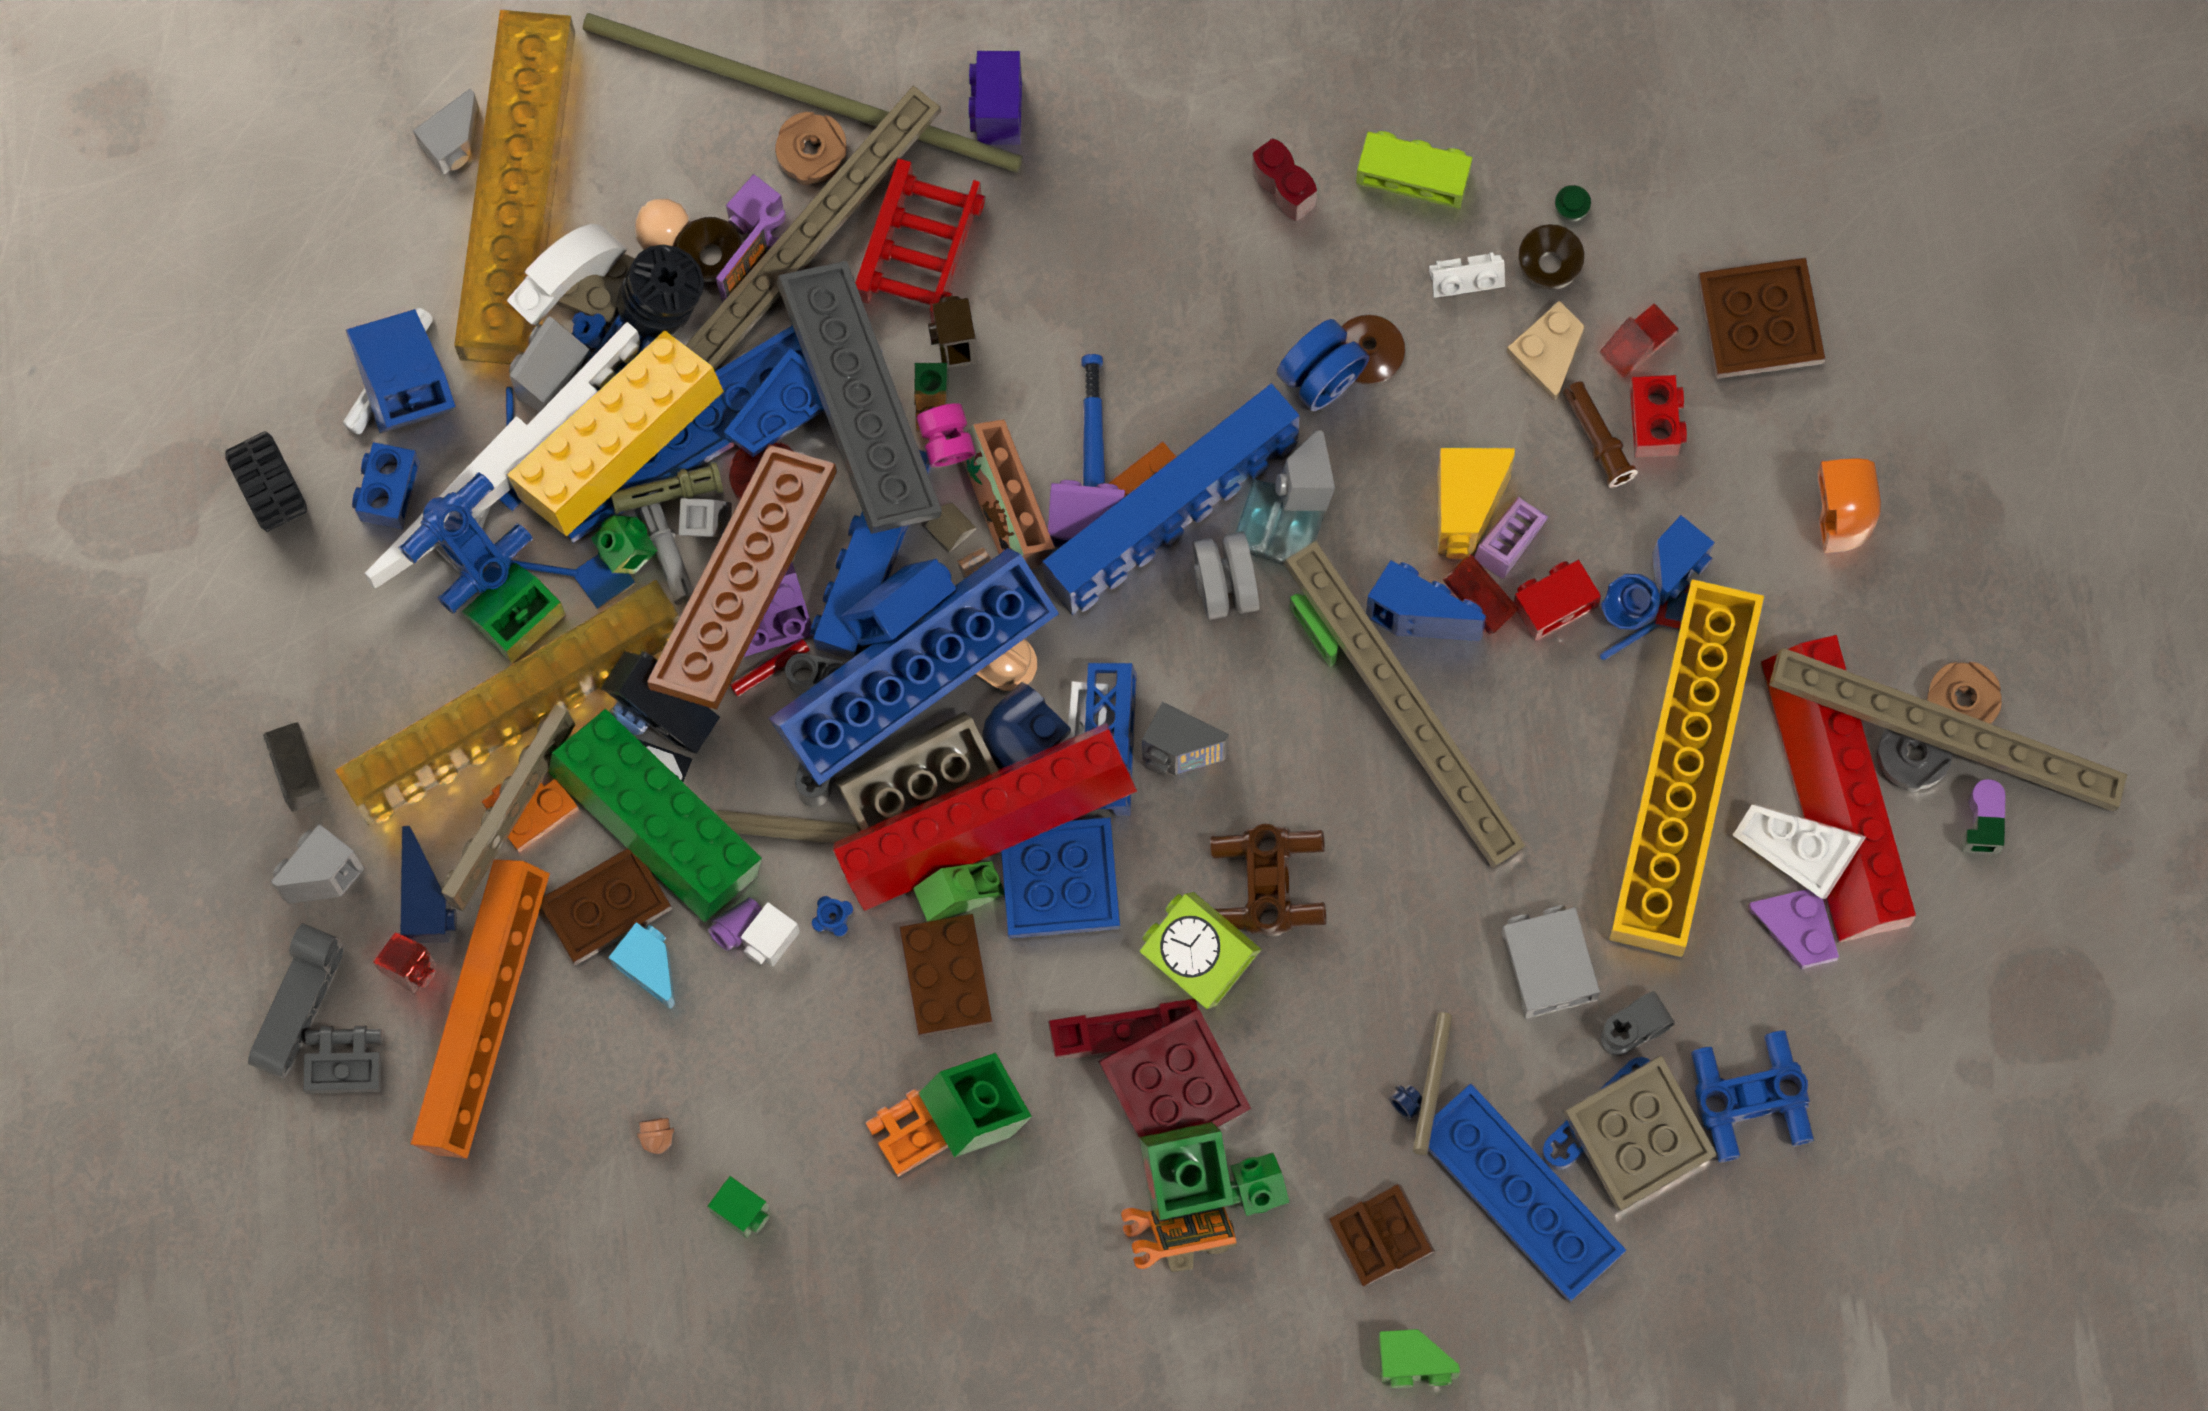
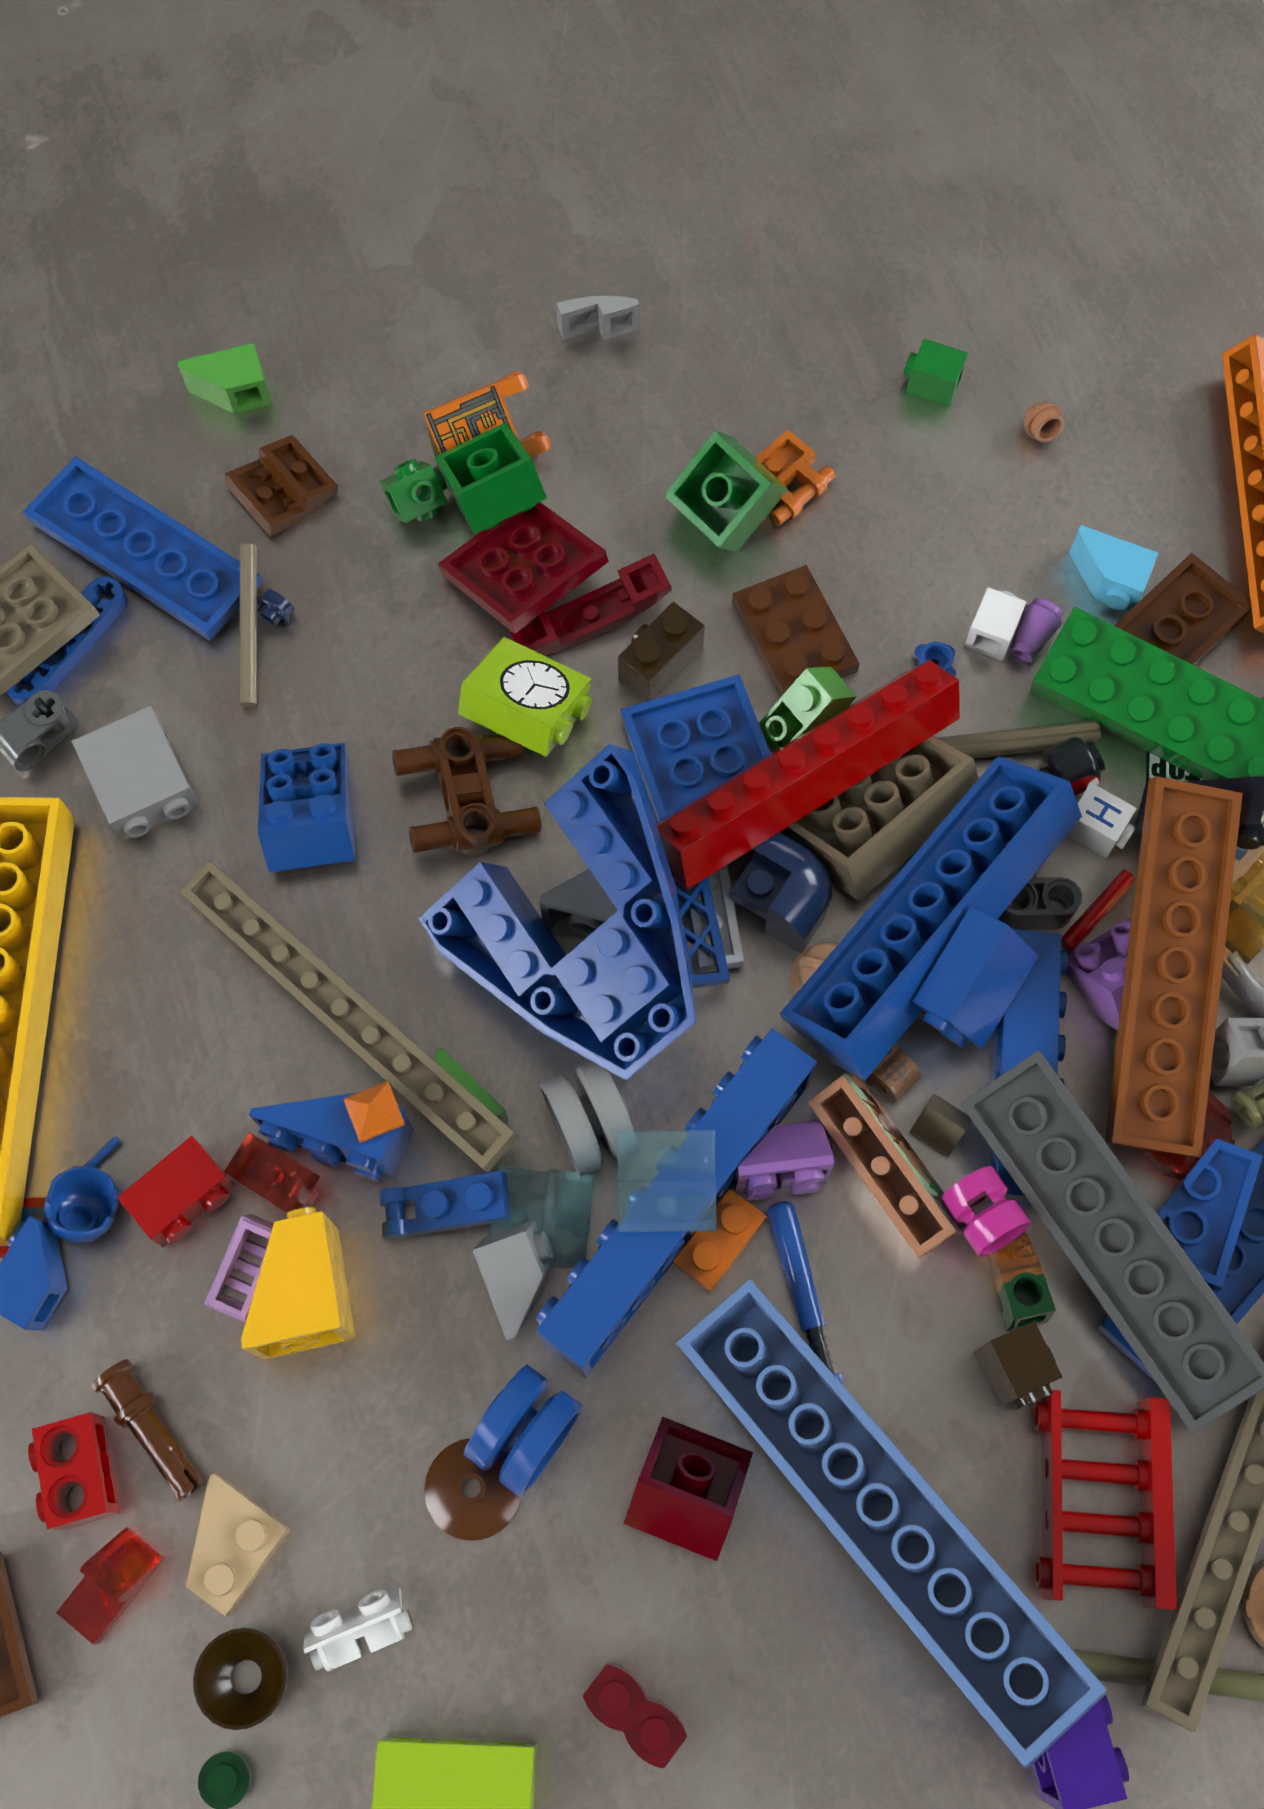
camera: 165 degrees right, 5 degrees down
(743, 735) = (1102, 821): none -> white brick
(751, 787) = (1075, 762): none -> black head
(1031, 1346) = (608, 313): none -> light grey slope
(1071, 971) = (660, 652): none -> dark brown brick
(1085, 250) = (894, 1525): none -> medium blue brick
(1180, 494) = (666, 1180): none -> clear light blue slope
(1186, 647) = (627, 982): none -> blue piece
(1211, 311) = (689, 1488): none -> dark red slope
(1352, 543) = (446, 1205): none -> blue plate
(1389, 594) = (374, 1112): none -> orange slope
(1407, 904) = (305, 807): none -> blue slope

